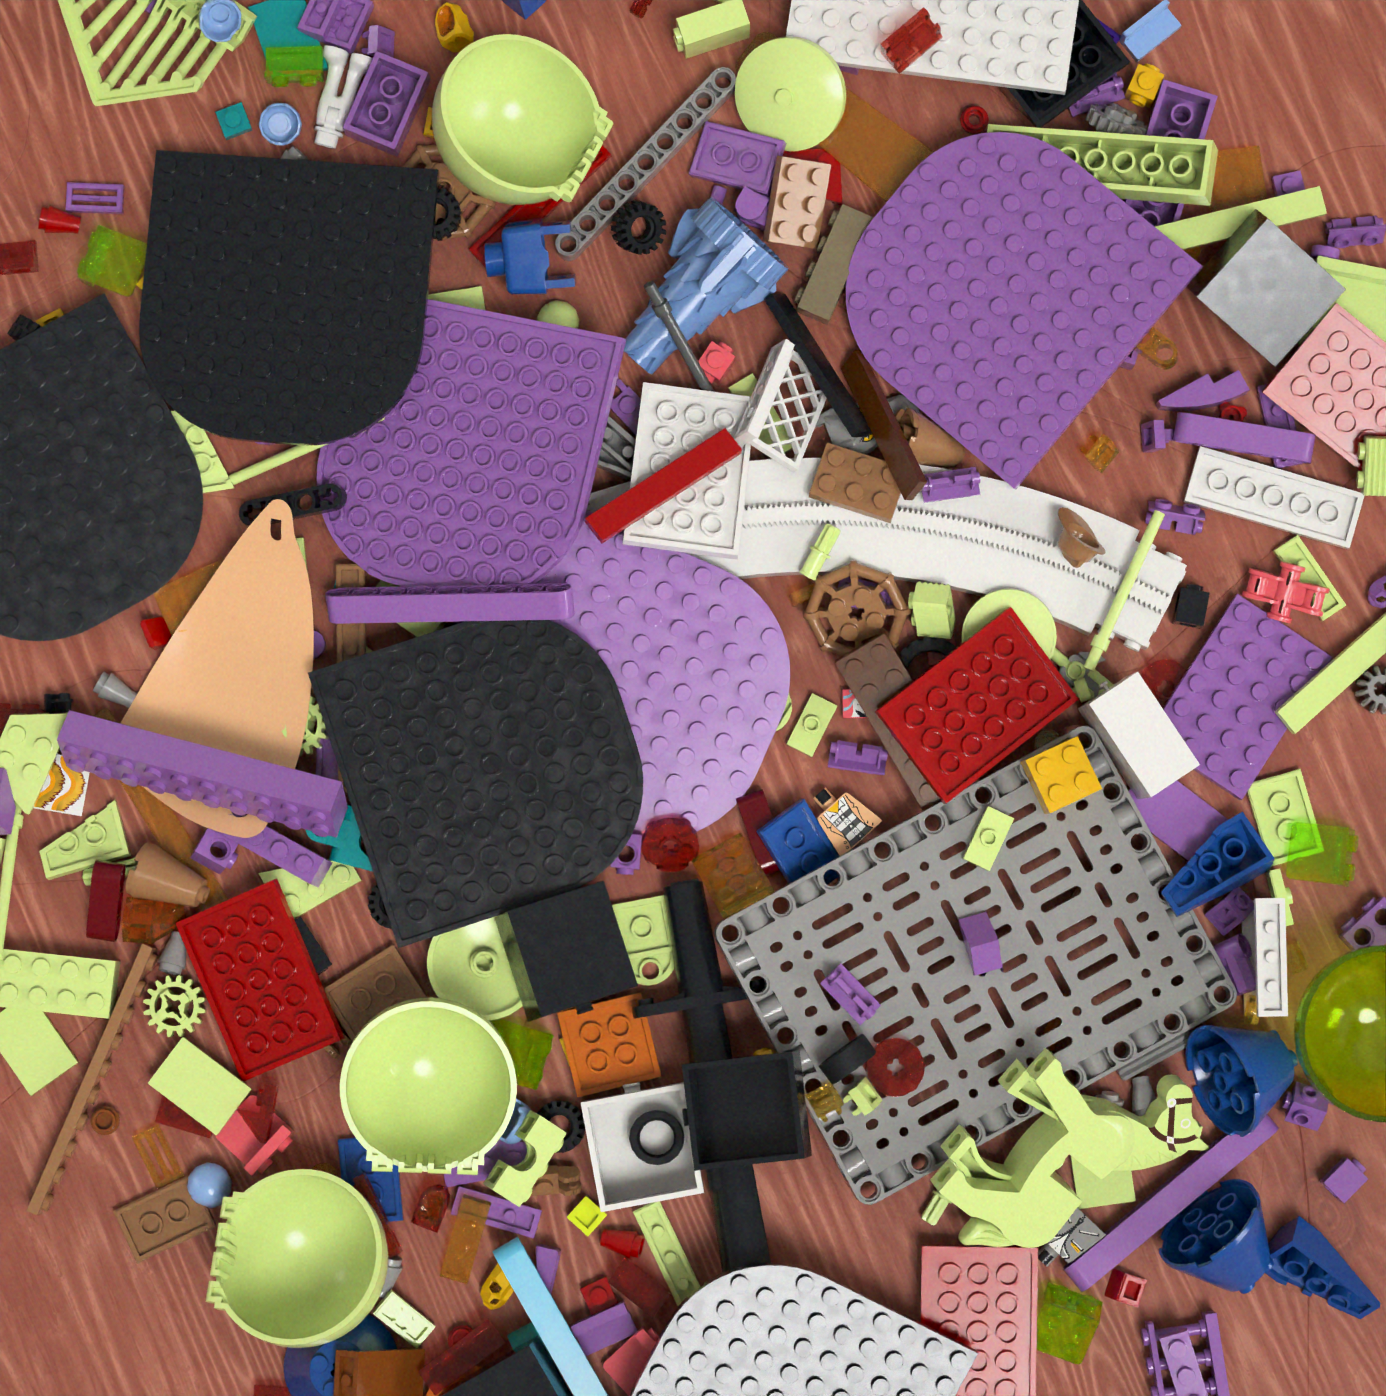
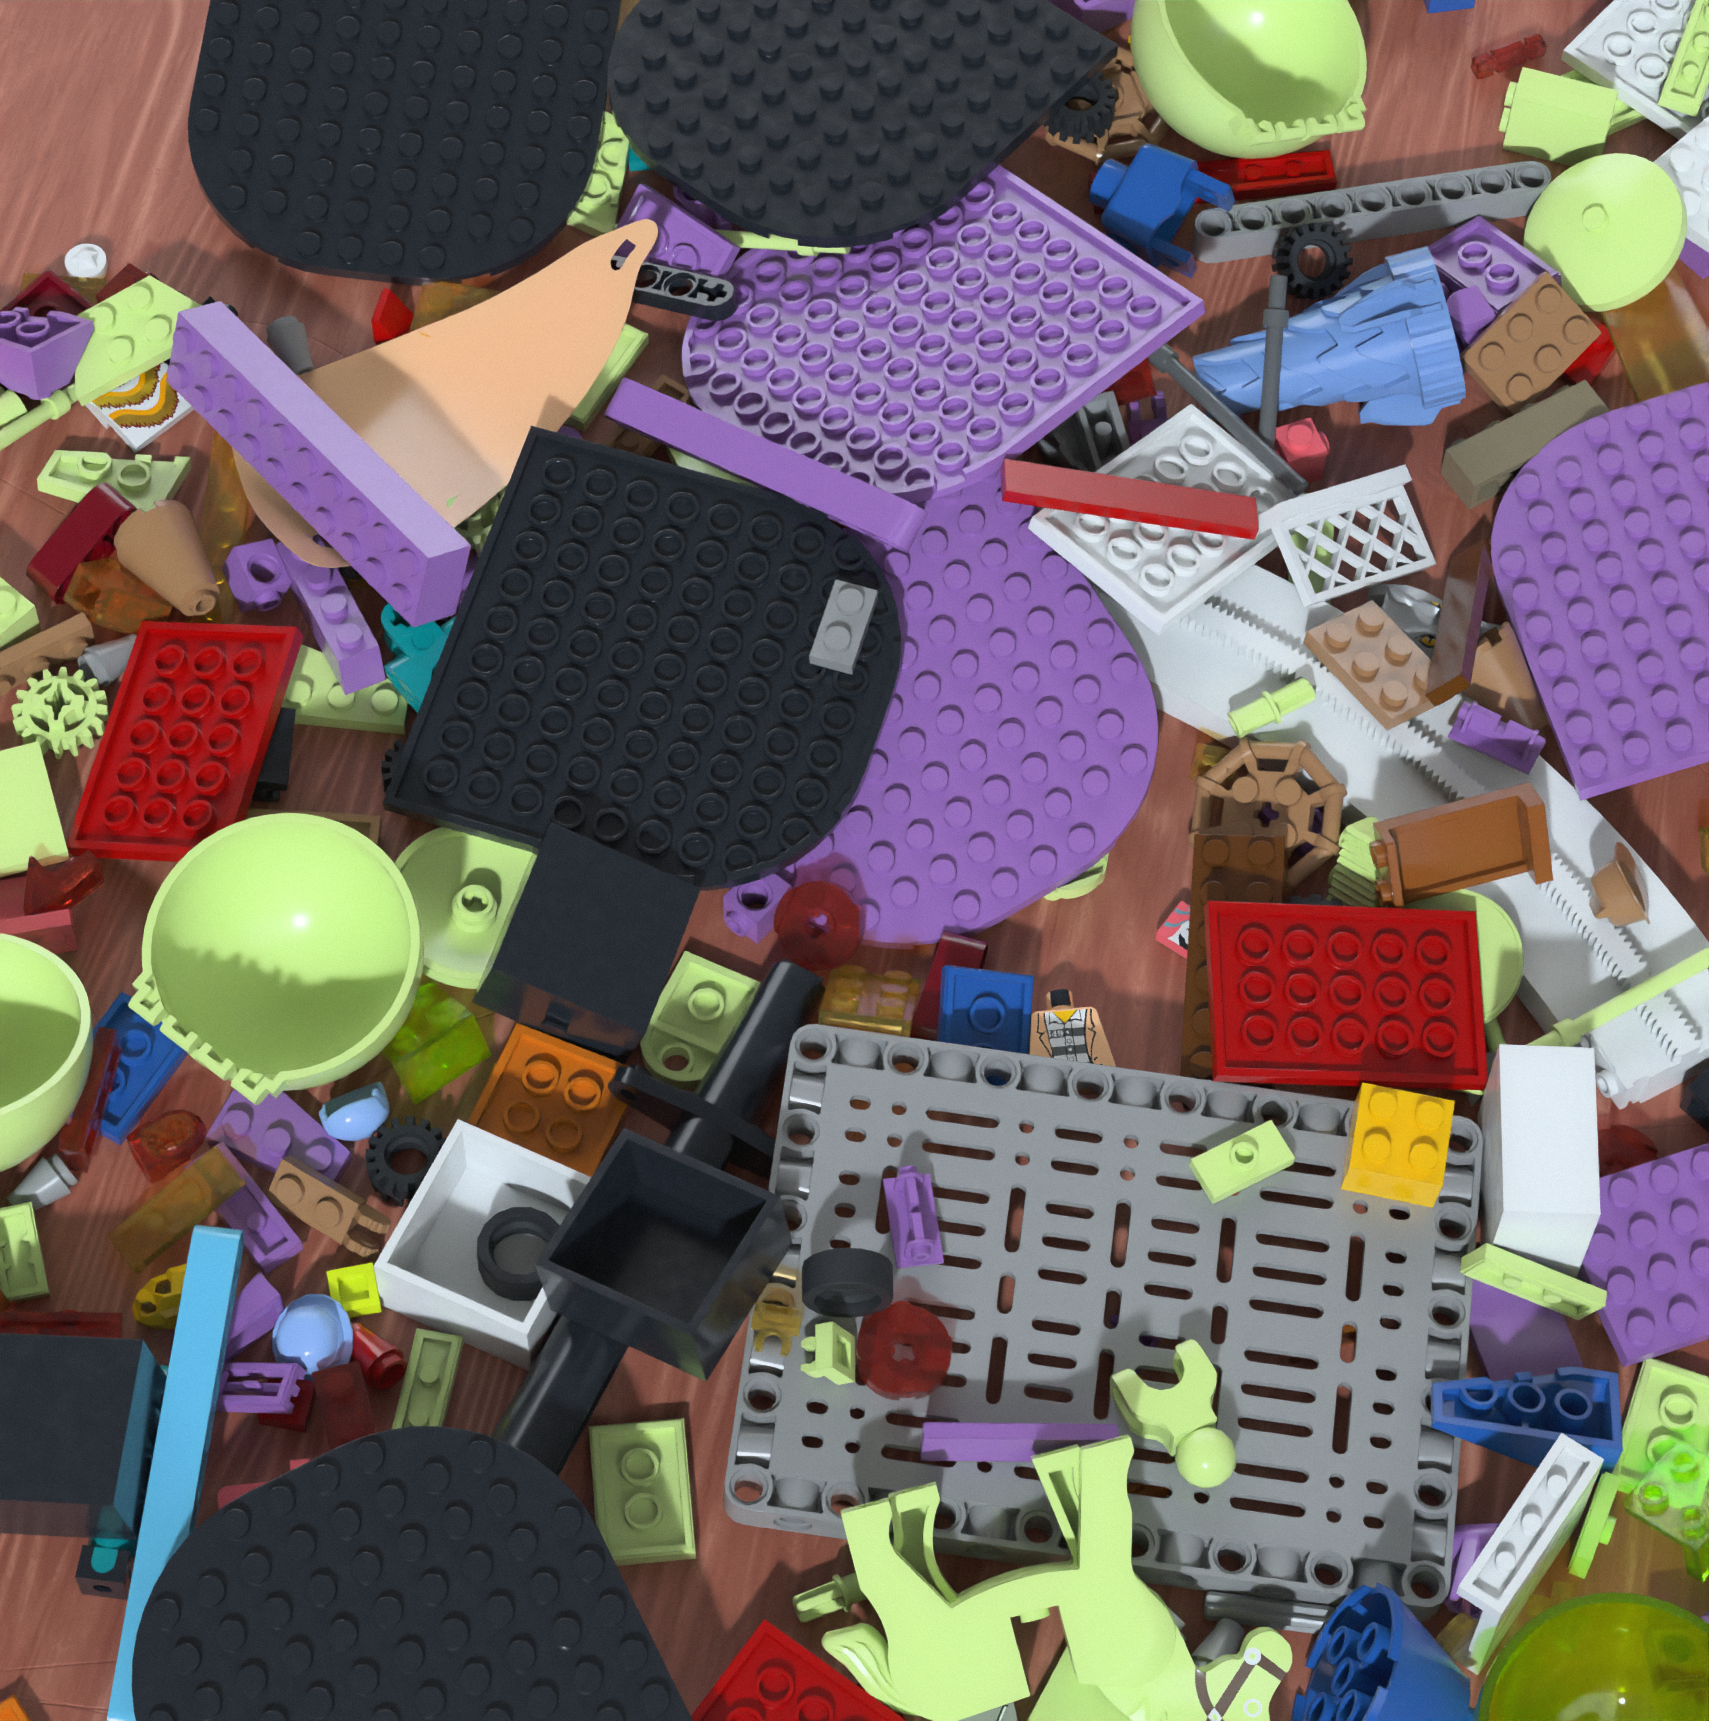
camera: 30 degrees right, 25 degrees down
(273, 472) = (681, 239): none -> medium lavender wing
(542, 1141) = (293, 1160): yellowish green arch -> none
(568, 676) = (843, 627): none -> light grey plate
(587, 1256) = (313, 1334): none -> light blue hat
(599, 1295) = (269, 1396): none -> medium lavender tile
(604, 1328) = (258, 1440): medium lavender panel -> none
(681, 380) = (1166, 360): none -> dark grey bar
(807, 1214) = (643, 1491): none -> yellowish green tile
(811, 725) = (1109, 918): yellowish green plate -> none
(818, 365) = (1424, 524): black tile -> none
(845, 756) = (1155, 999): medium lavender hinge -> none
(980, 578) = (1461, 845): none -> dark orange panel
(981, 943) = (1134, 1283): medium lavender slope -> none
(985, 1074) = (1005, 1440): none -> medium lavender tile
(1055, 1002) = (1180, 1416): none -> yellowish green piece
(1171, 794) = (1533, 1281): none -> yellowish green tile
(1230, 911) = (1499, 1490): medium lavender bracket -> none

